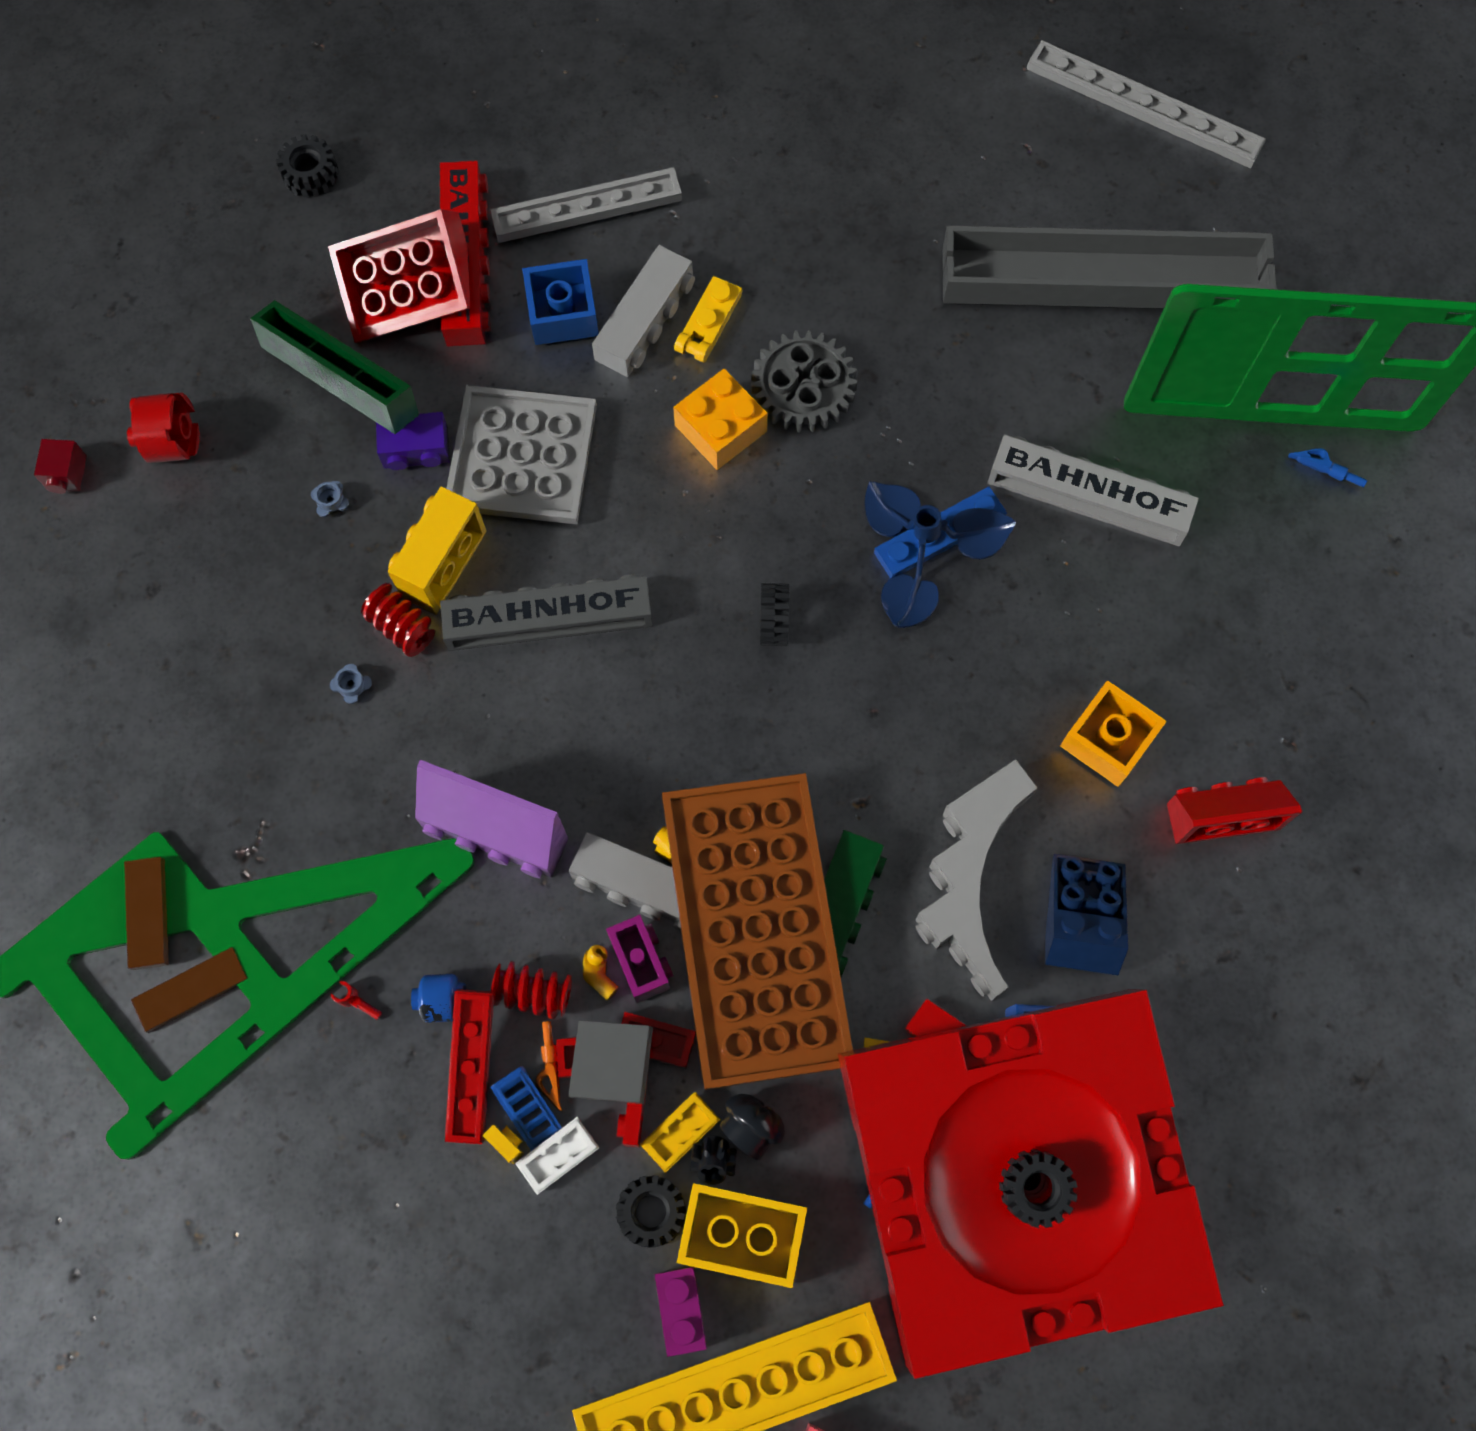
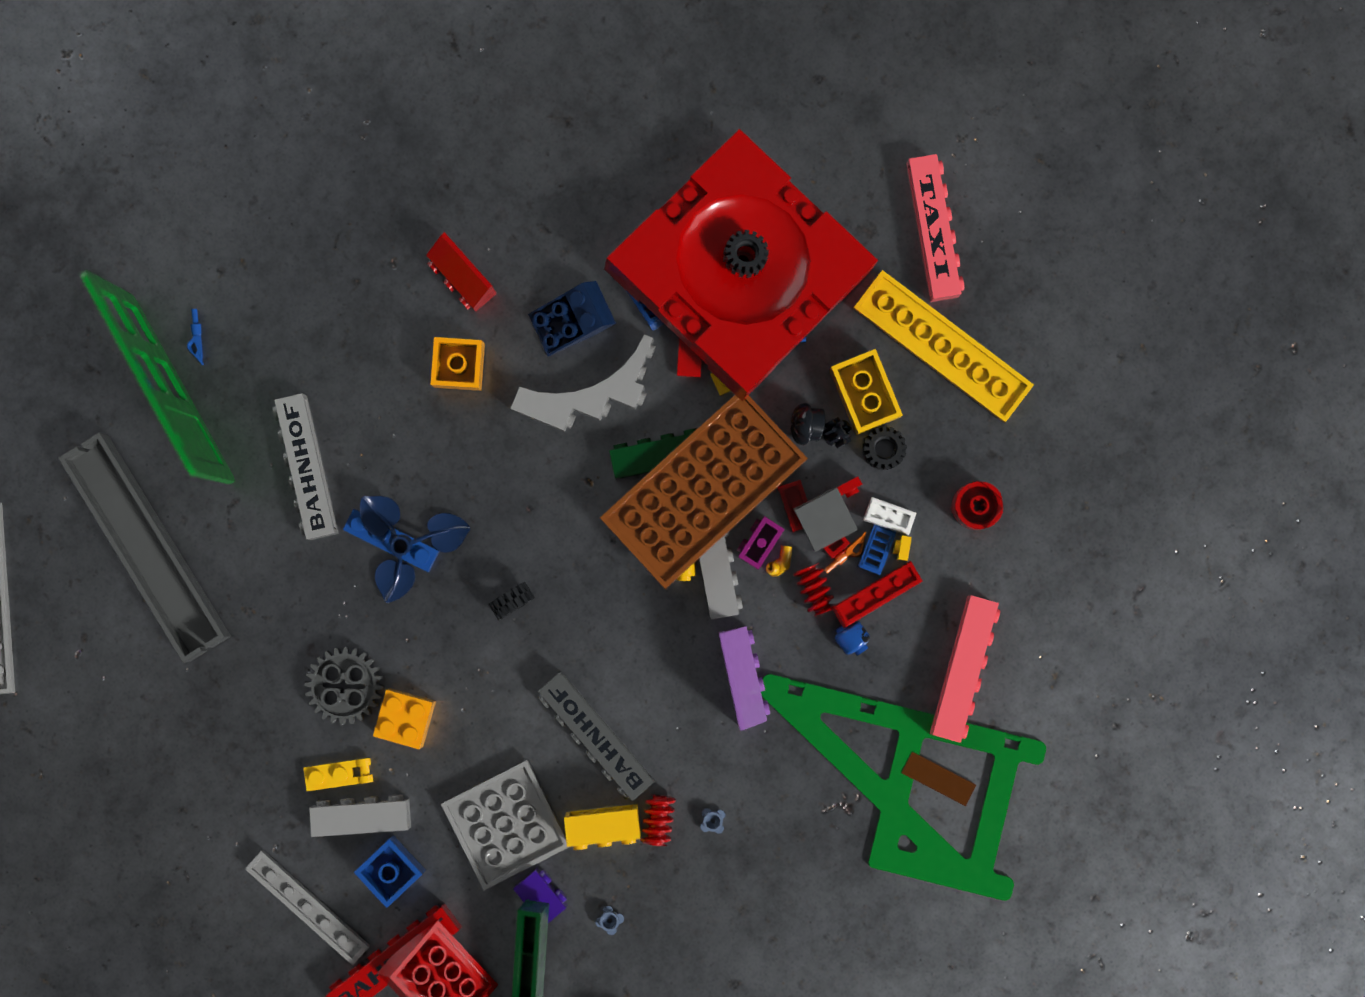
camera: 125 degrees left, 15 degrees up
(146, 913) = (916, 833): reddish brown tile -> none
(294, 1117) = (964, 669): none -> coral brick
(354, 1000) = (883, 682): red hand -> none
(469, 1271) = (991, 505): none -> red brick
(680, 1131) = (834, 460): yellow plate -> none
(681, 1311) = (923, 399): magenta brick -> none

